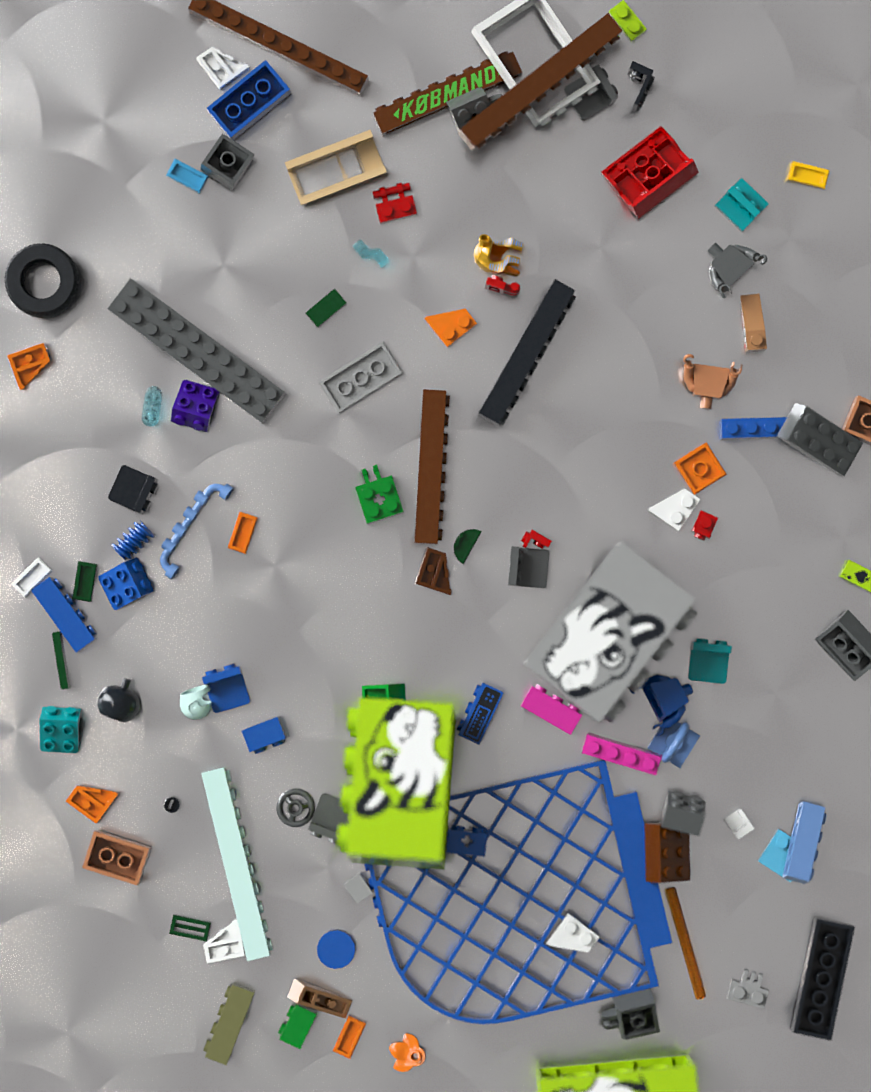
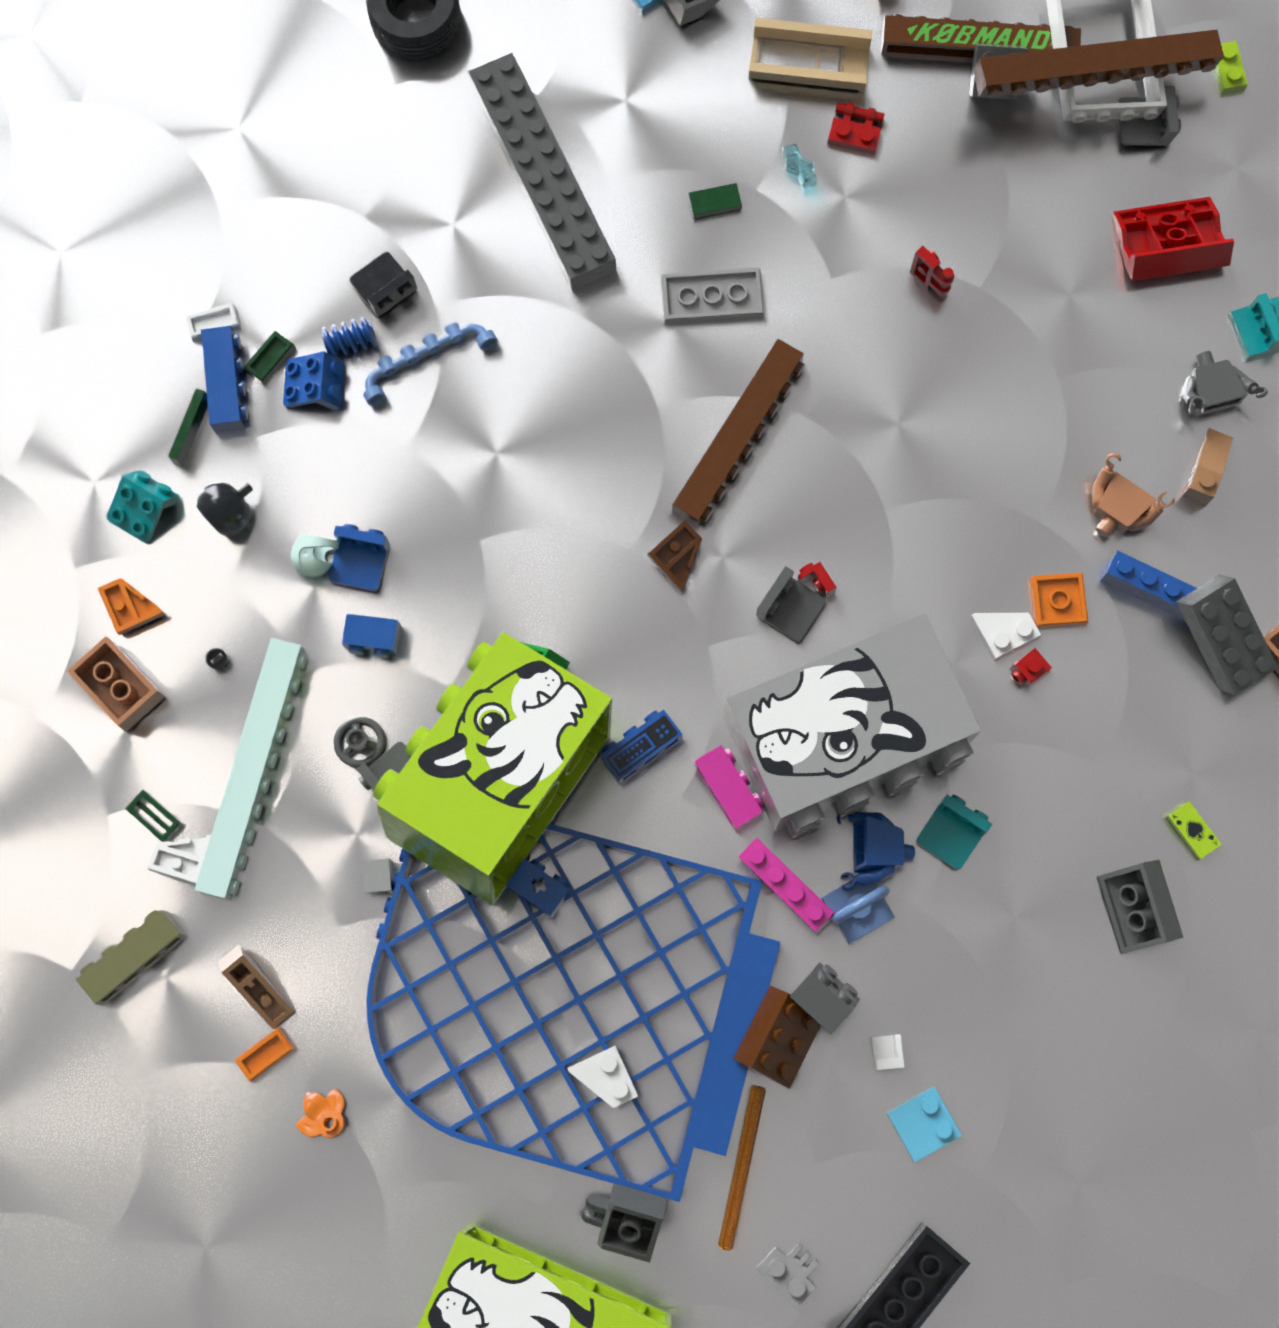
camera: 30 degrees right, 10 degrees down
(28, 363) = (347, 92): orange wing -> none
(153, 397) = (457, 204): clear light blue piece -> none
(194, 405) = (503, 228): dark purple bracket -> none
(242, 532) = (479, 396): orange tile -> none
(297, 1026) = (210, 1004): green brick -> none
(336, 949) = (310, 937): blue tile -> none
(385, 488) = (658, 422): green hinge -> none
(451, 325) = (849, 290): orange wing -> none
(465, 543) = (731, 541): dark green tile -> none
(489, 254) = (936, 234): pearl gold piece -> none
(526, 353) = (921, 359): black brick -> none
(641, 73) = (1216, 126): black bracket -> none
(804, 842) = (958, 1120): medium blue brick -> none

